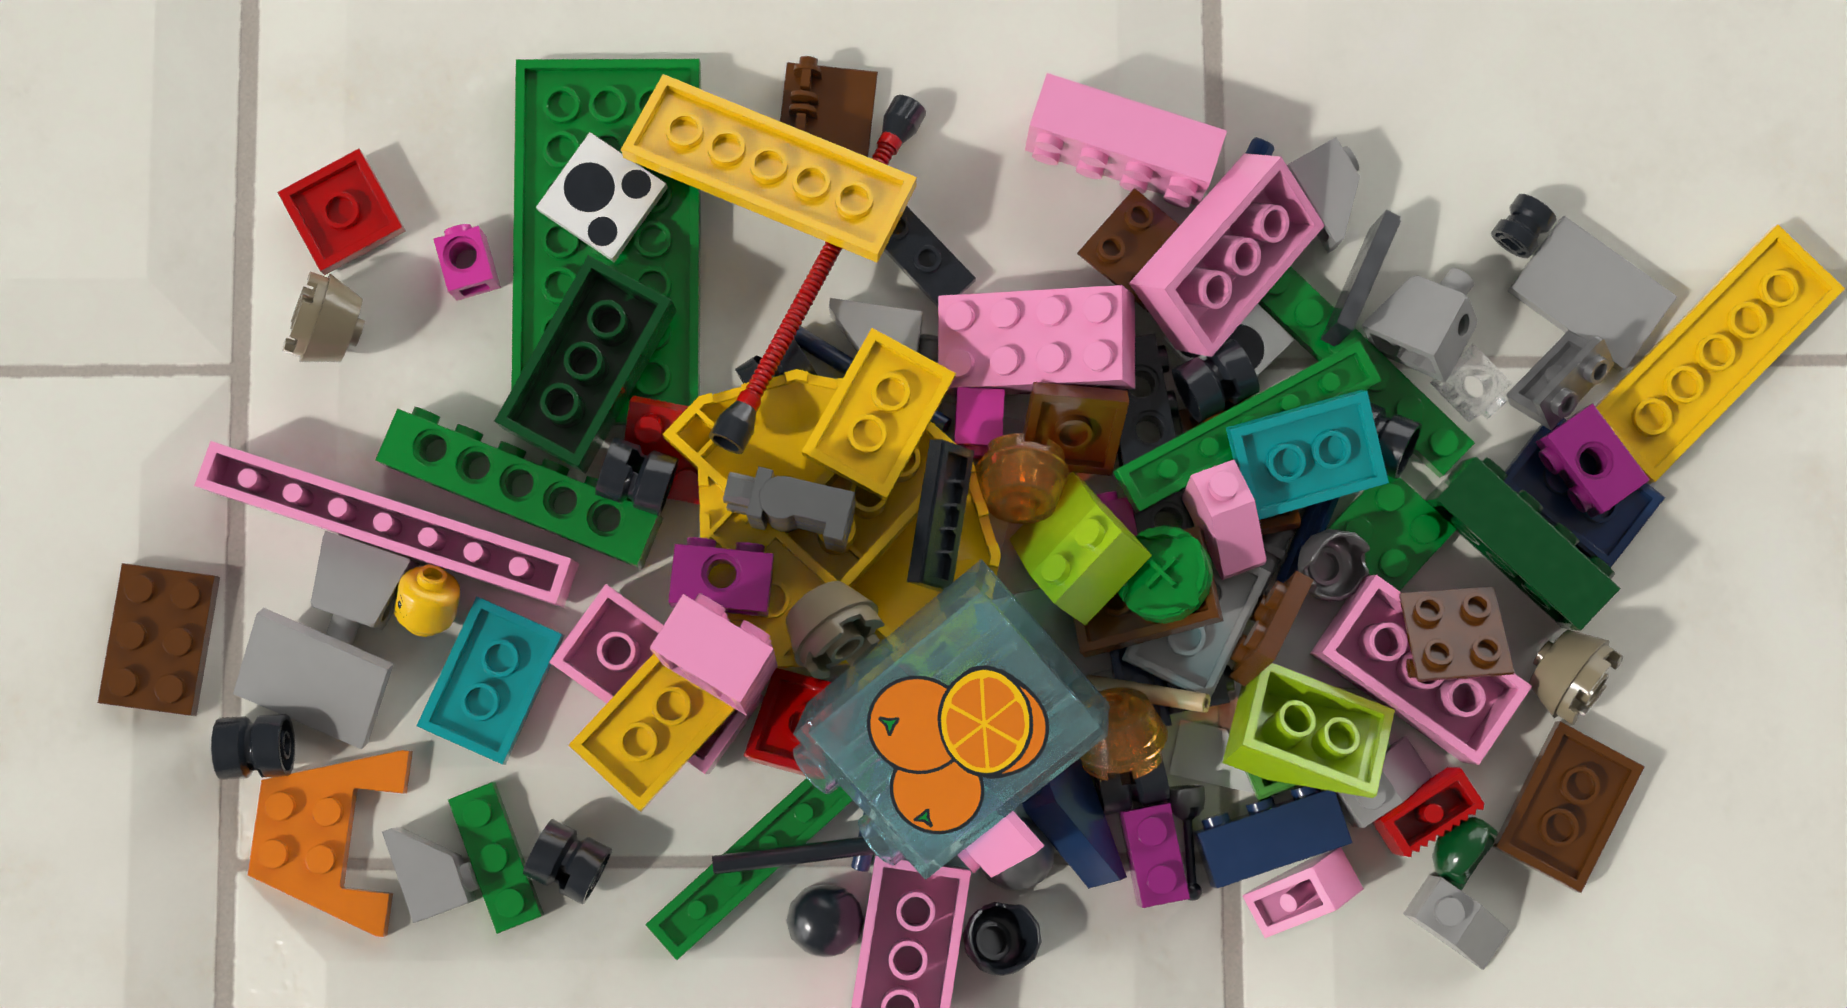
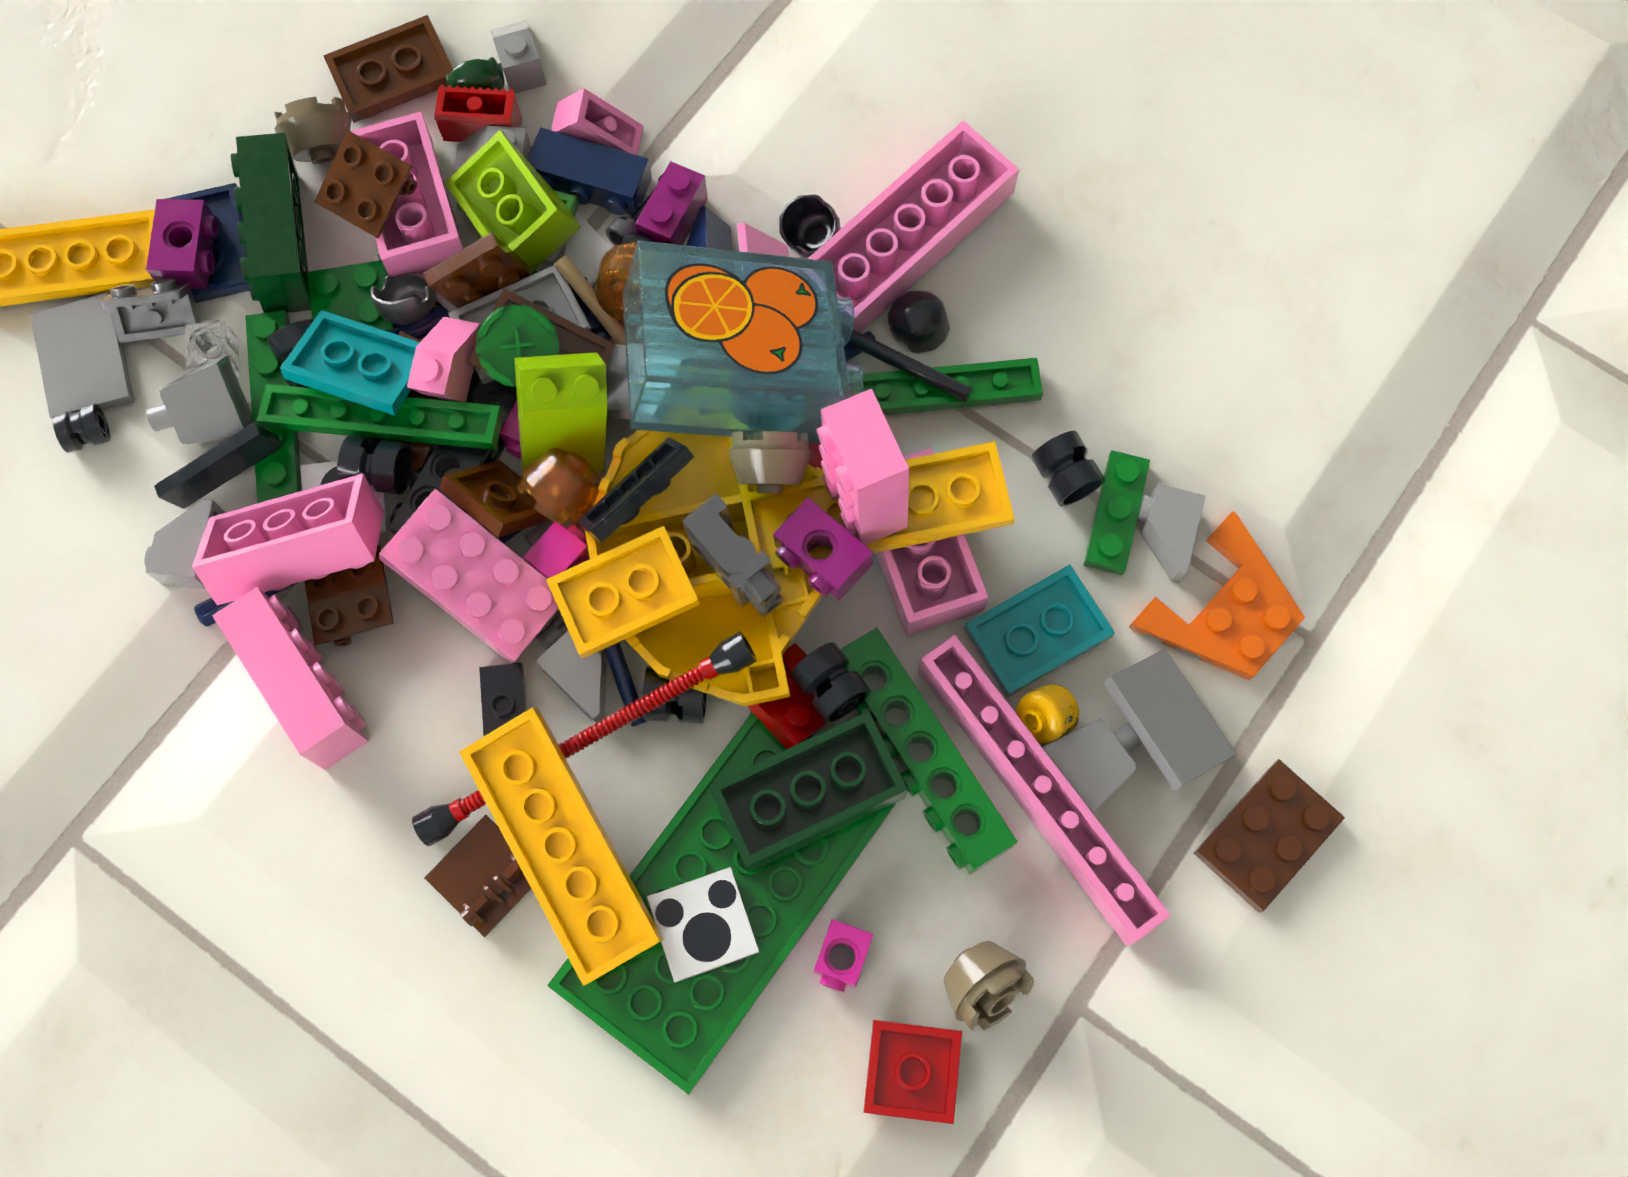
camera: 140 degrees left, 10 degrees down
(246, 746) = (1250, 702): black wheel -> none

